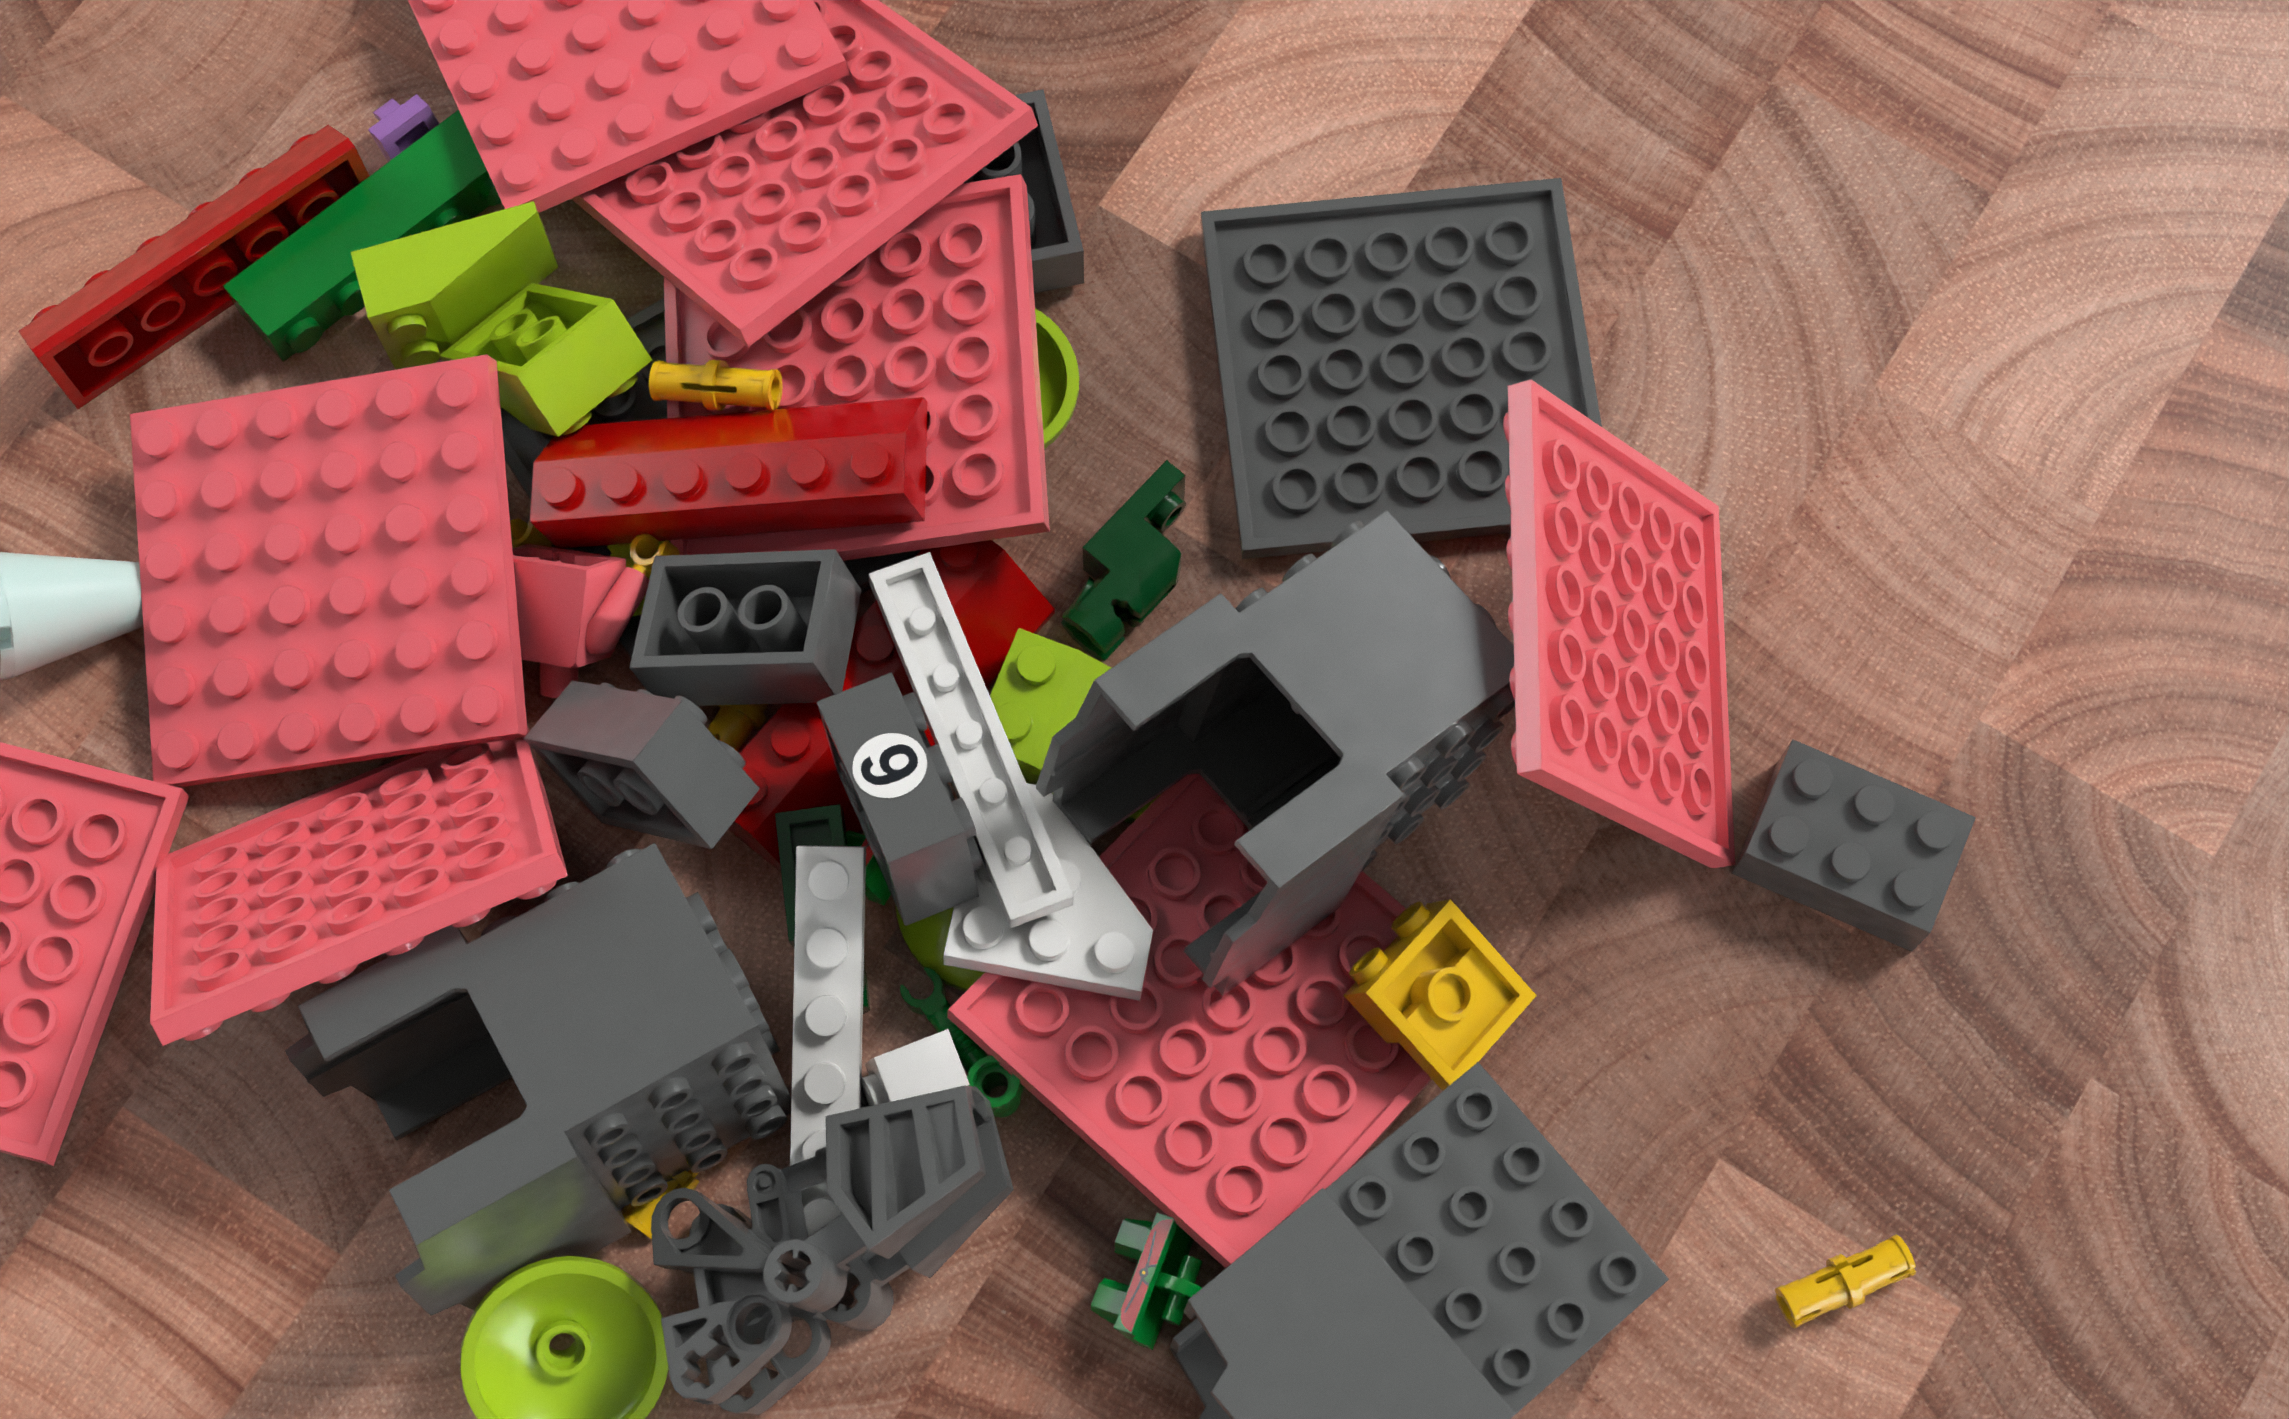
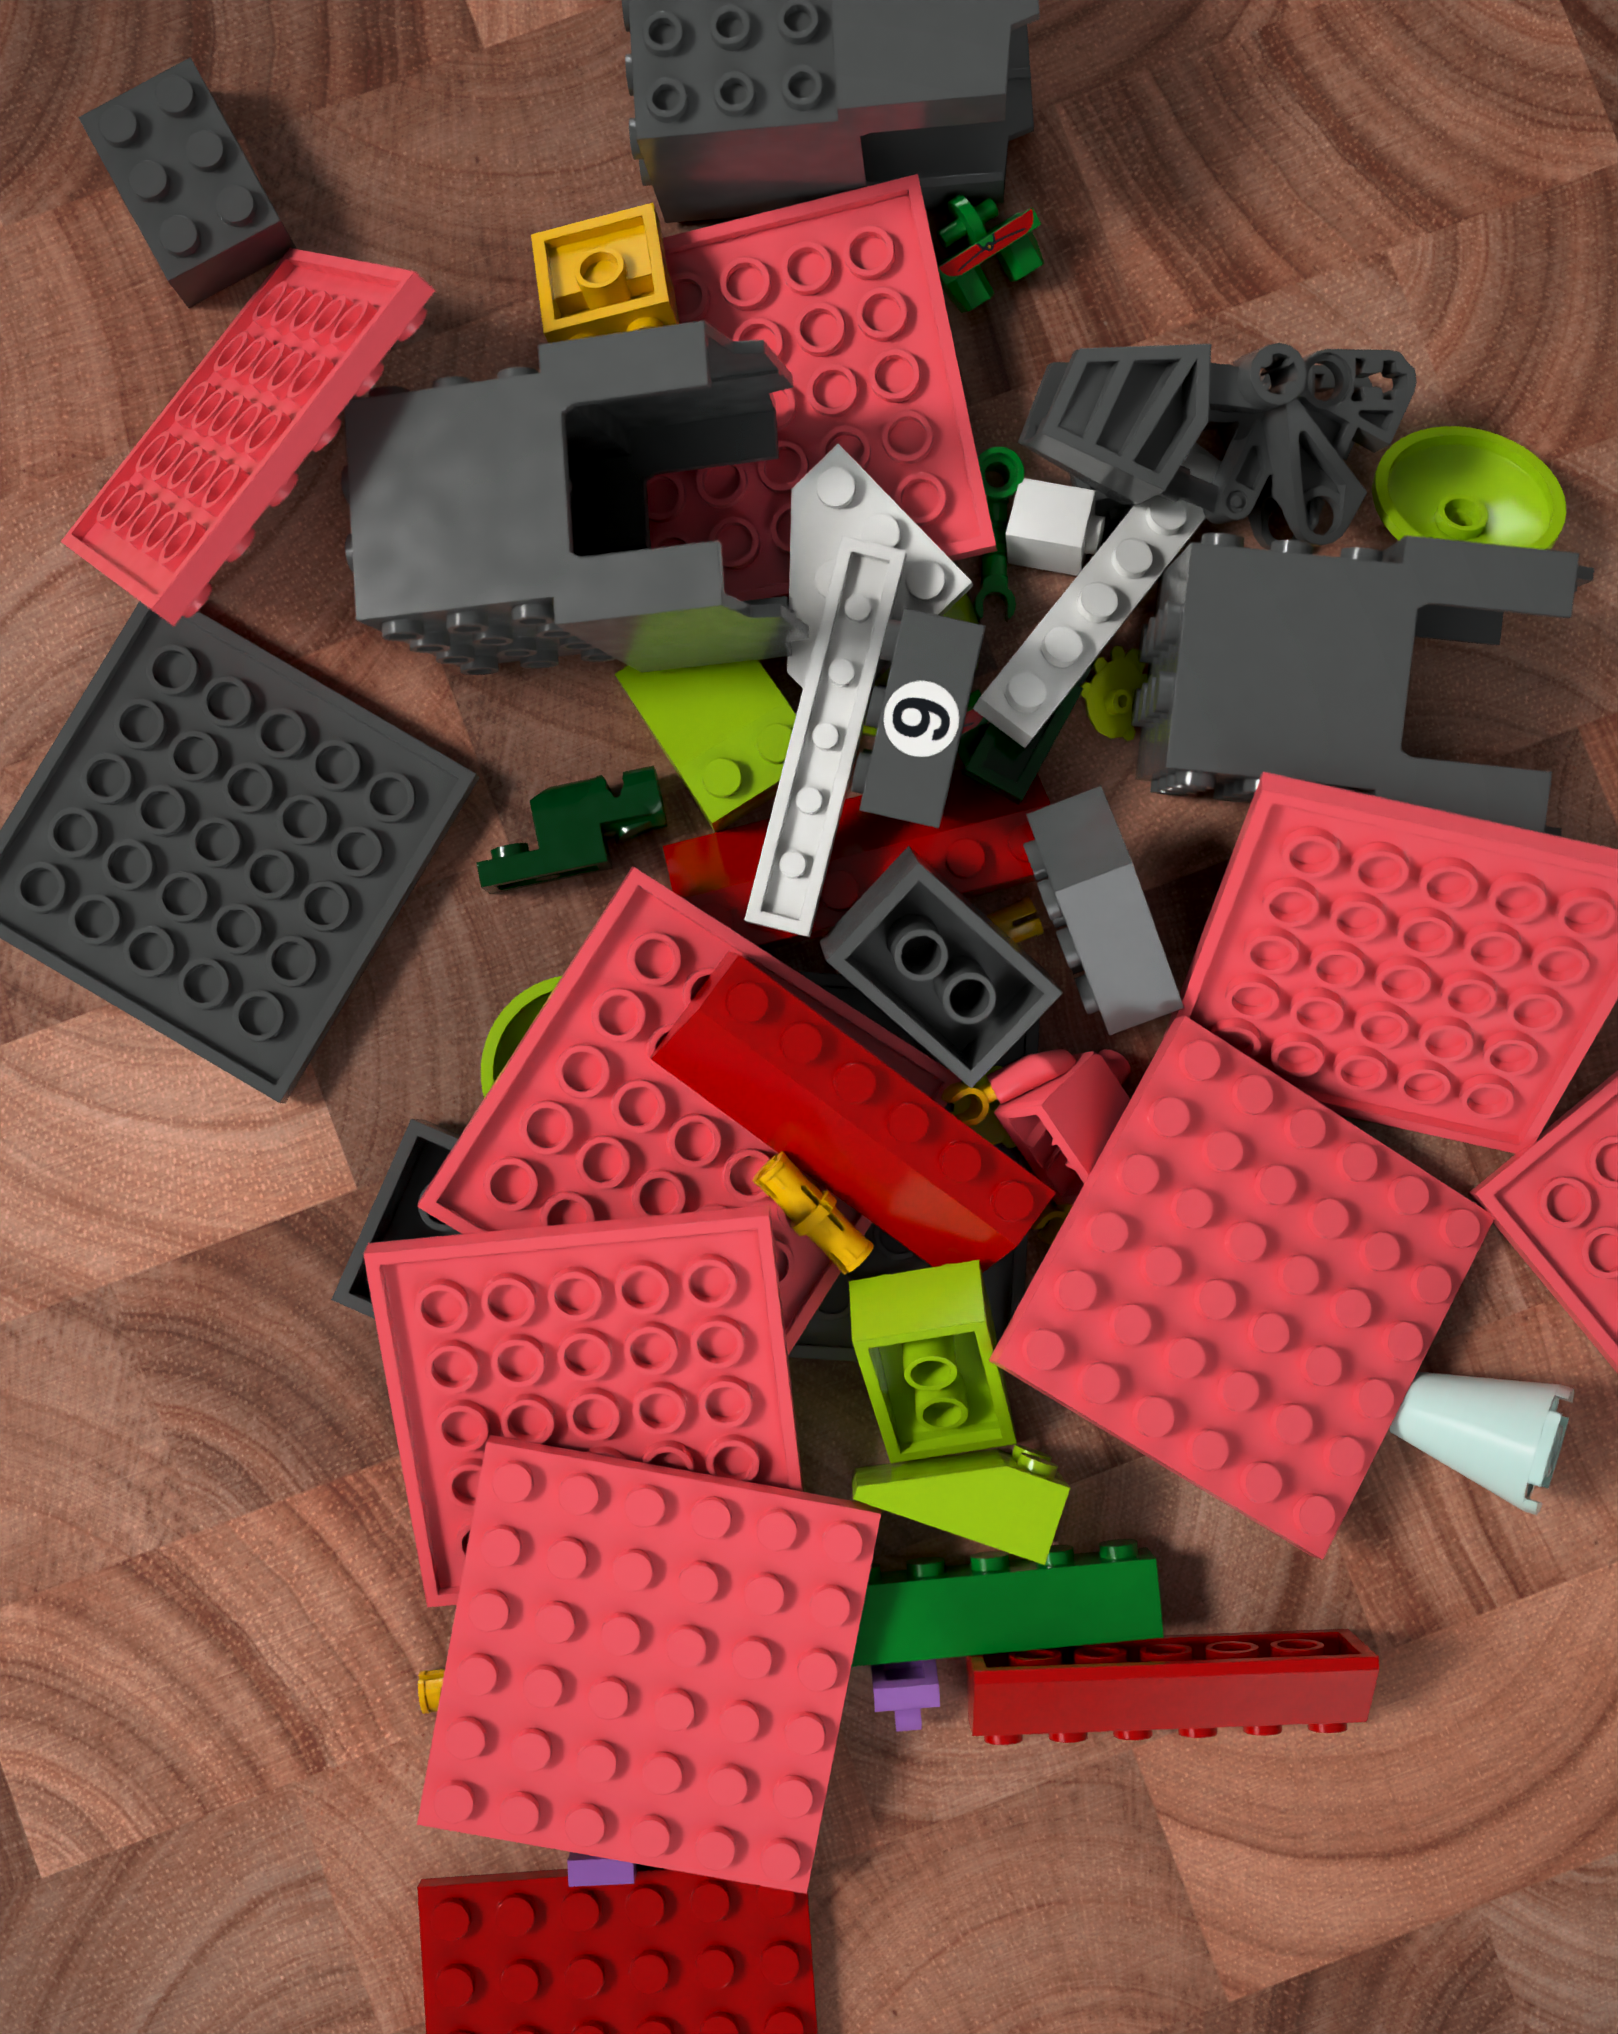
camera: 140 degrees left, 15 degrees up
(769, 978) = (1112, 693): none -> neon yellow piece

